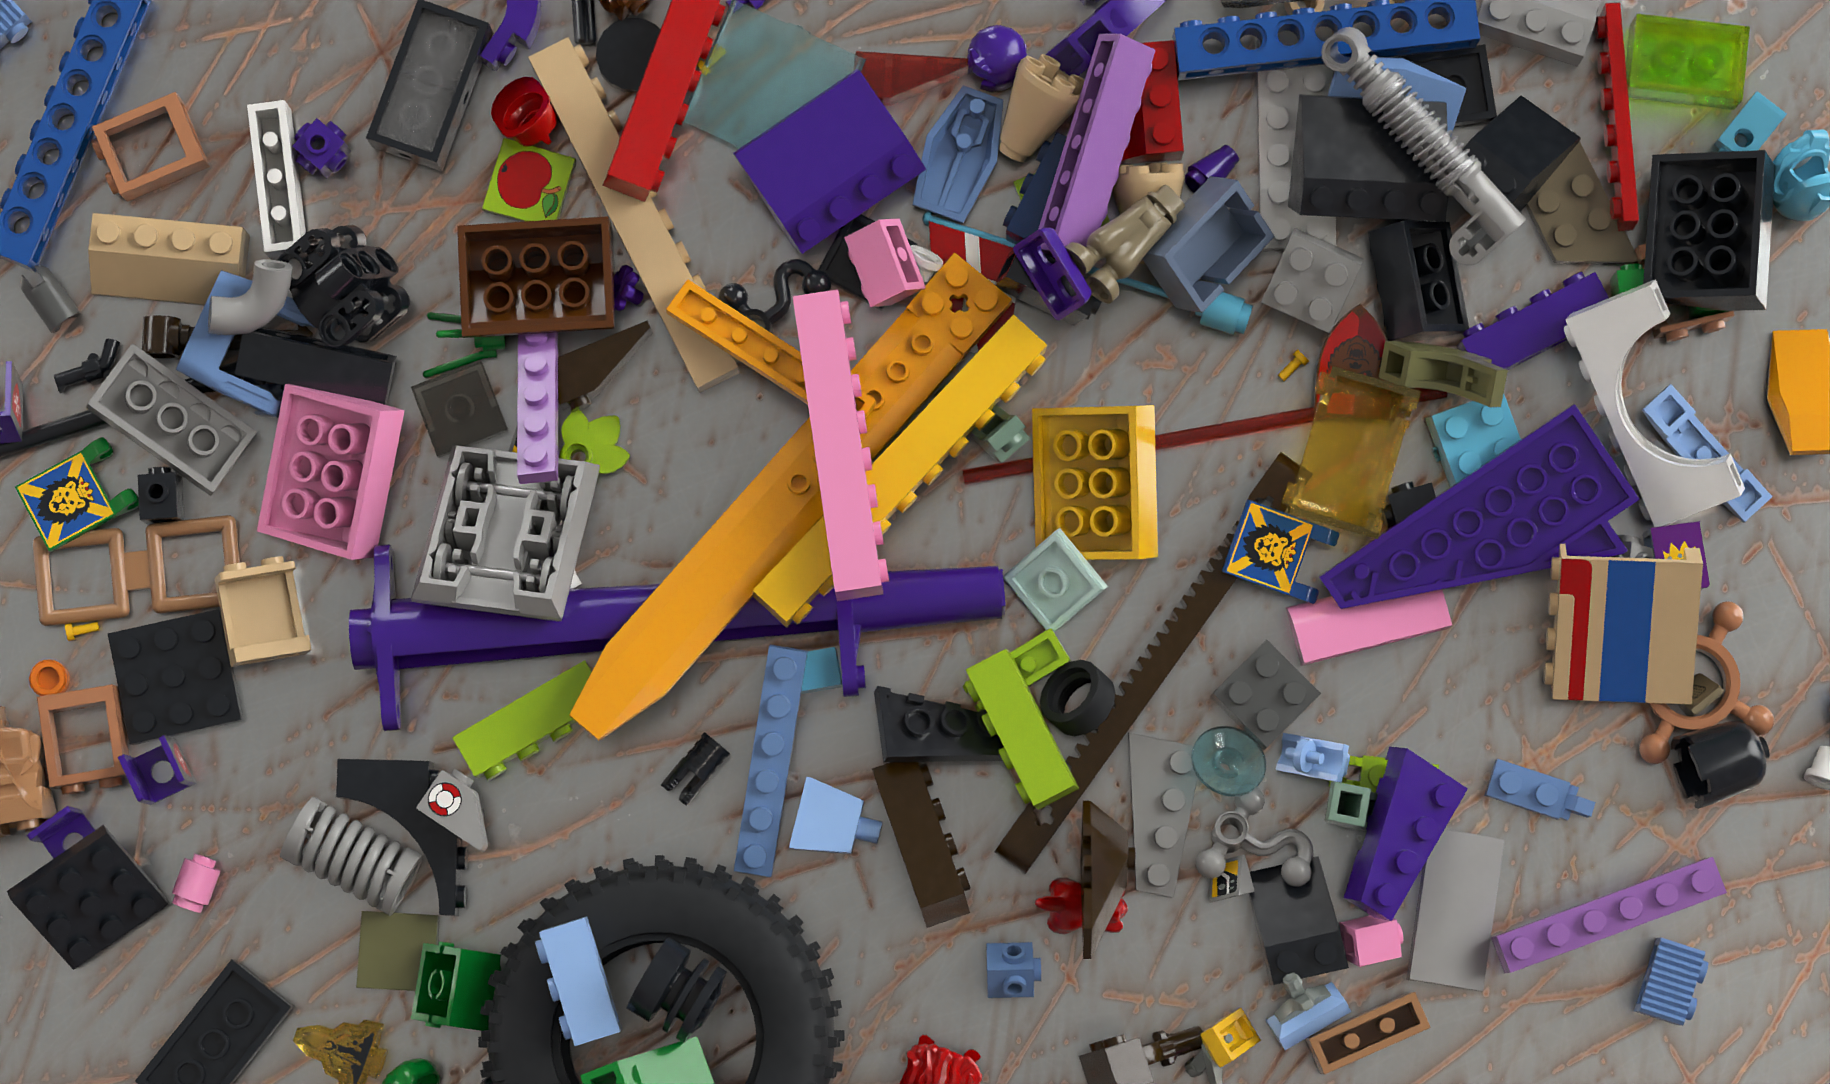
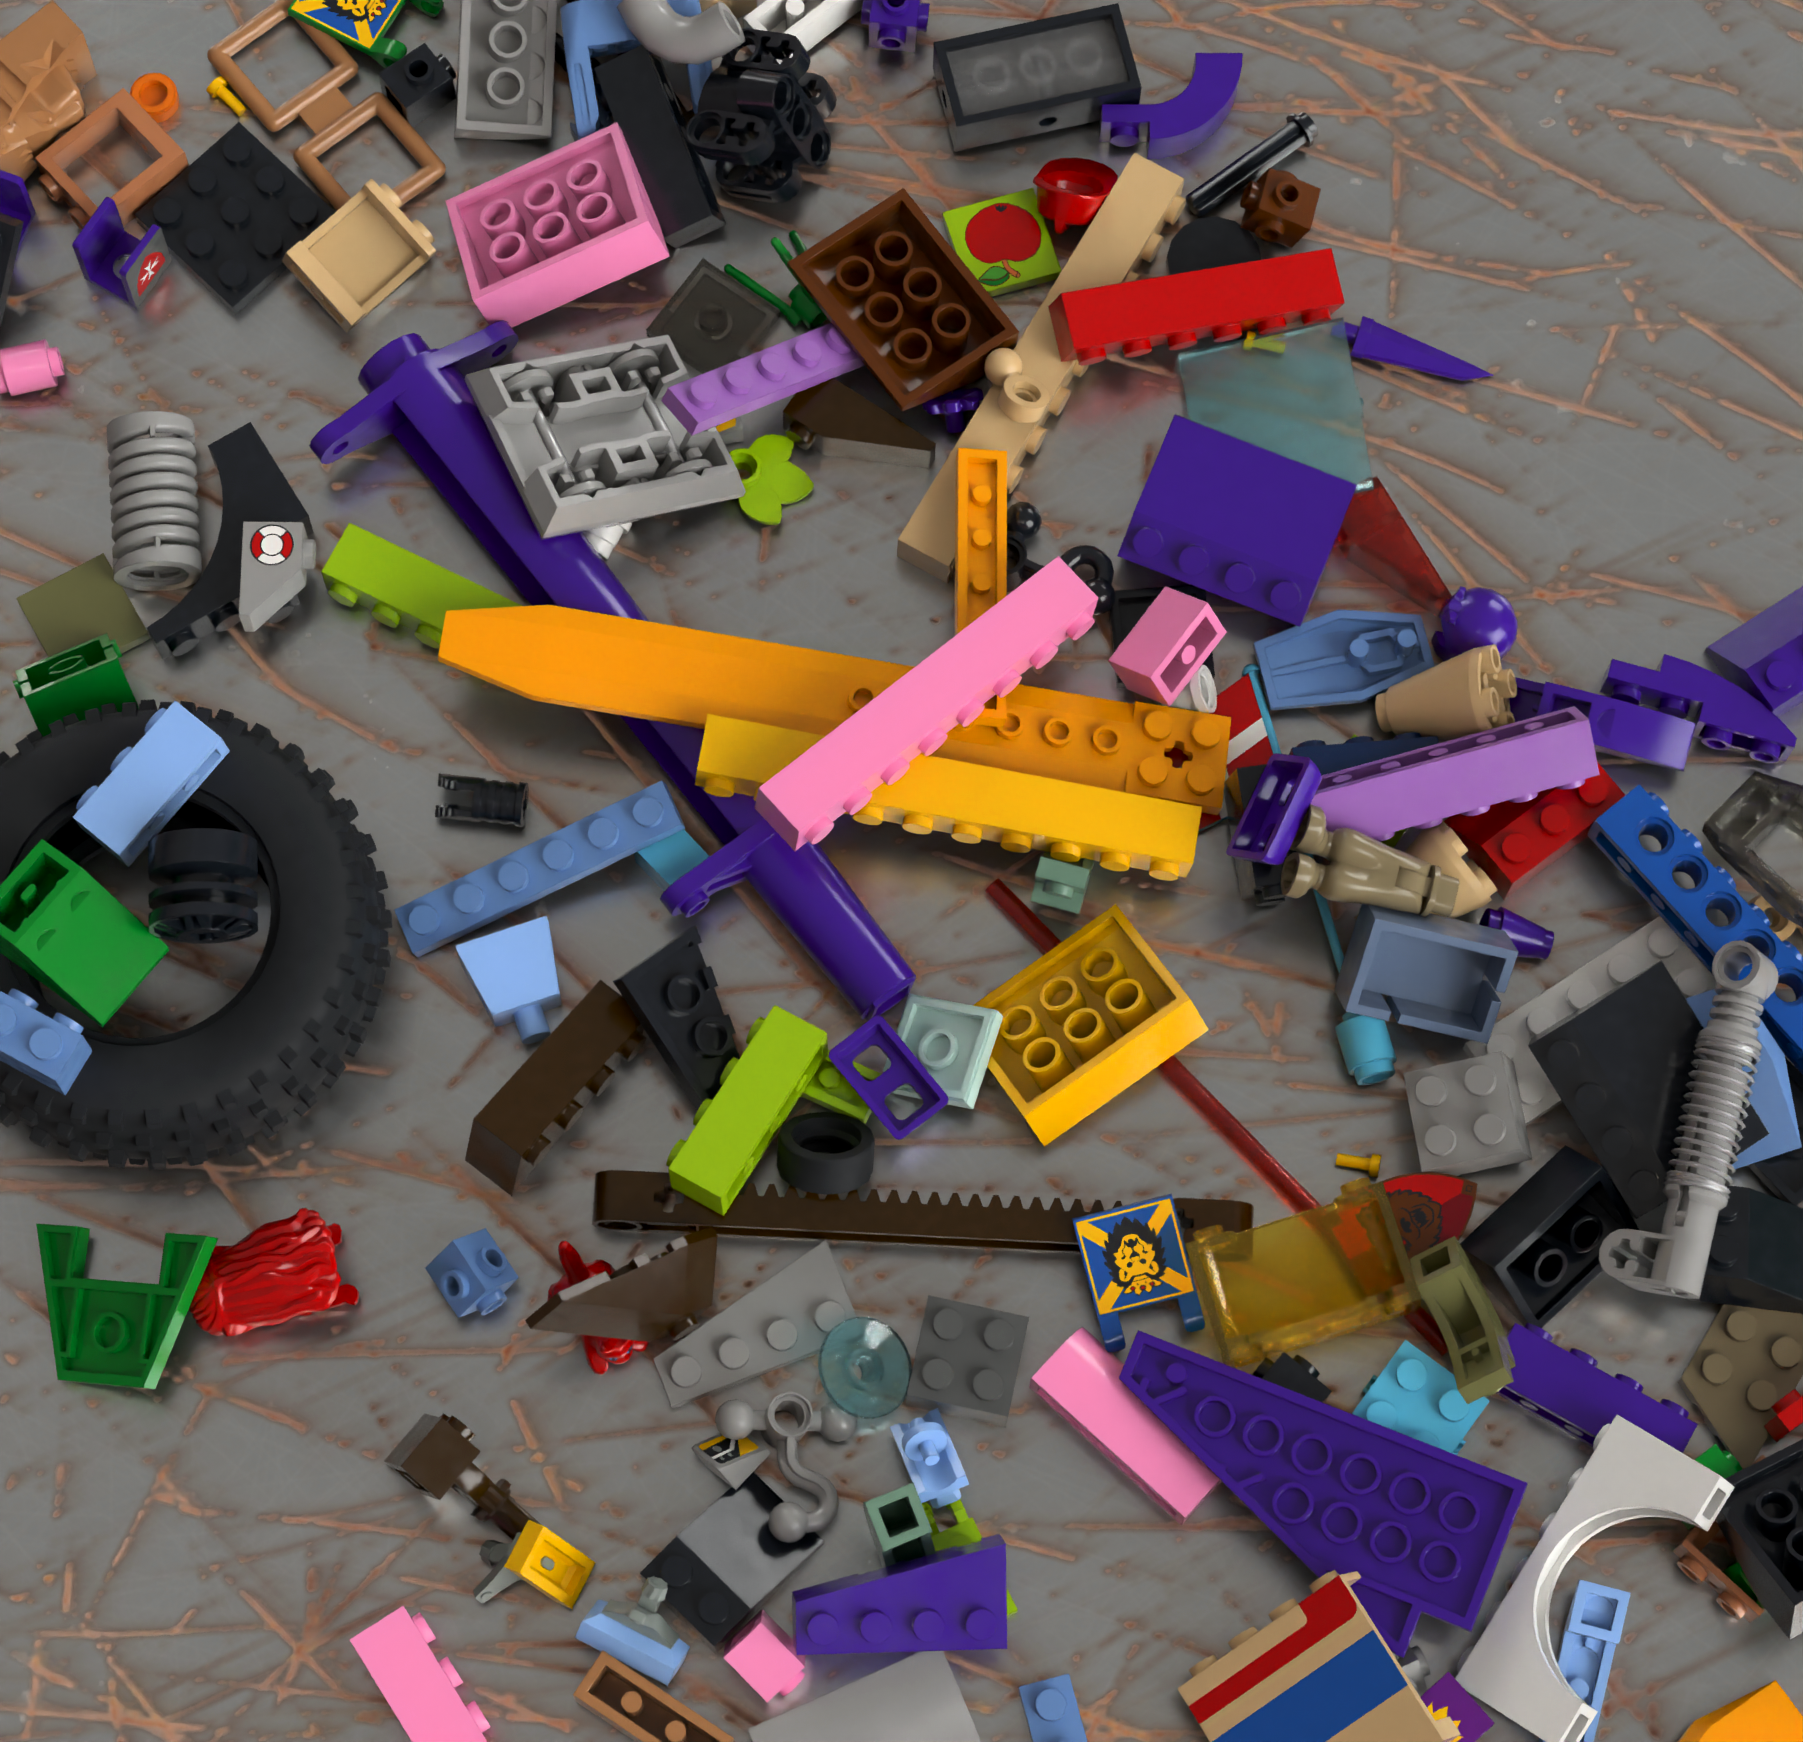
camera: 50 degrees right, 10 degrees down
(656, 243) = (1021, 396): none -> tan plate
(1055, 614) = (903, 1070): none -> dark purple piece

